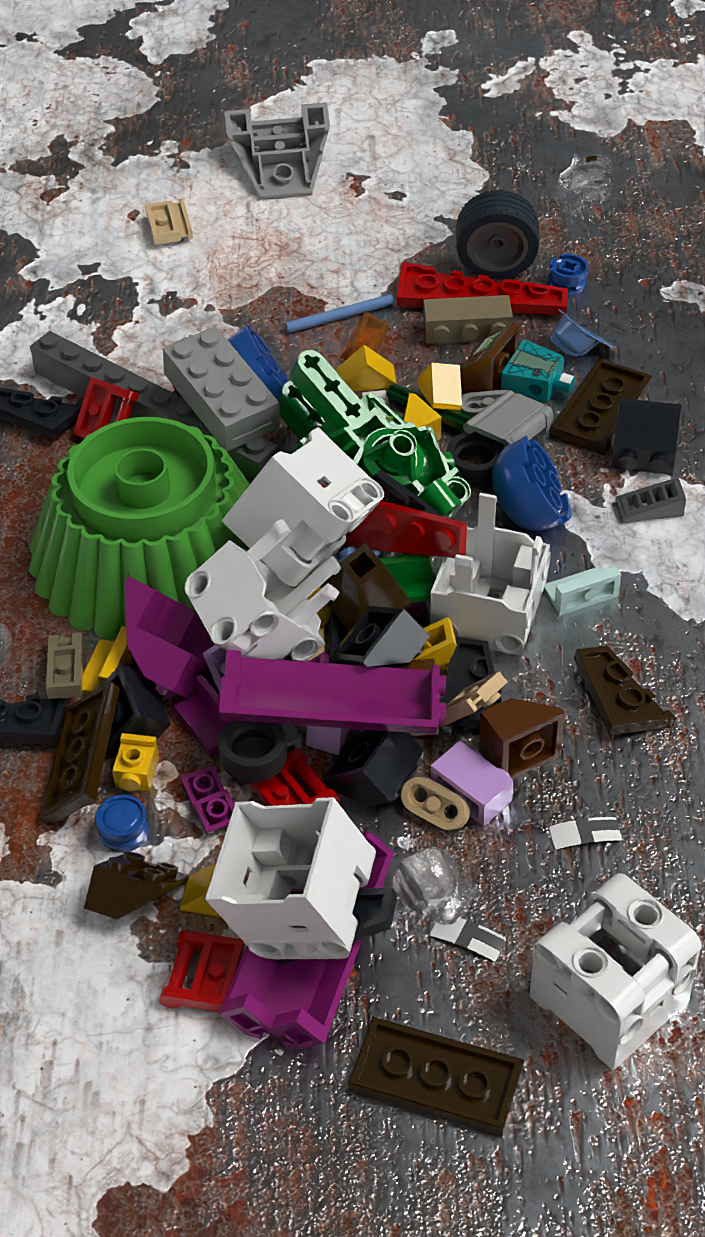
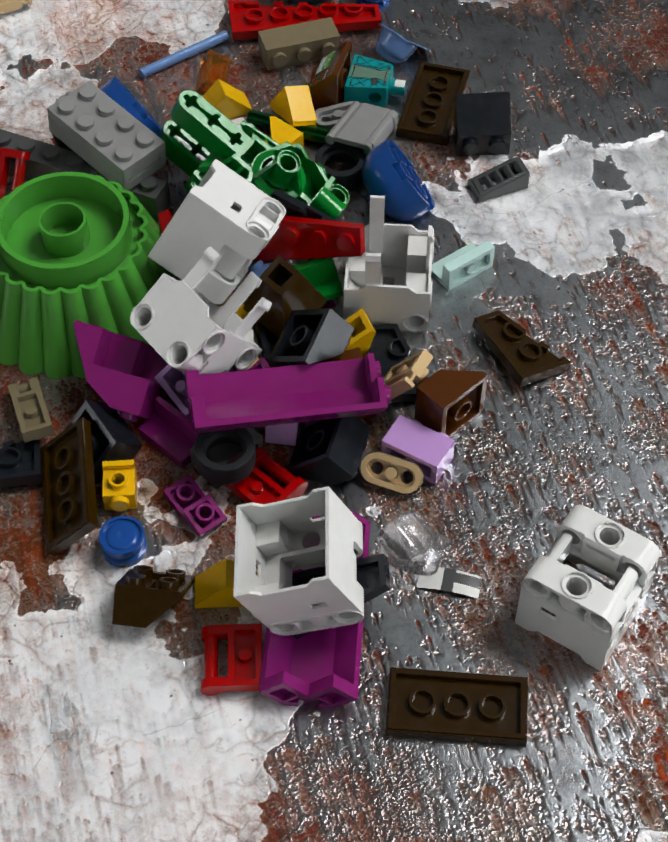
camera: 15 degrees left, 5 degrees up
(105, 660) = (67, 398): yellow panel -> none
(585, 831) = (521, 473): white sticker -> none

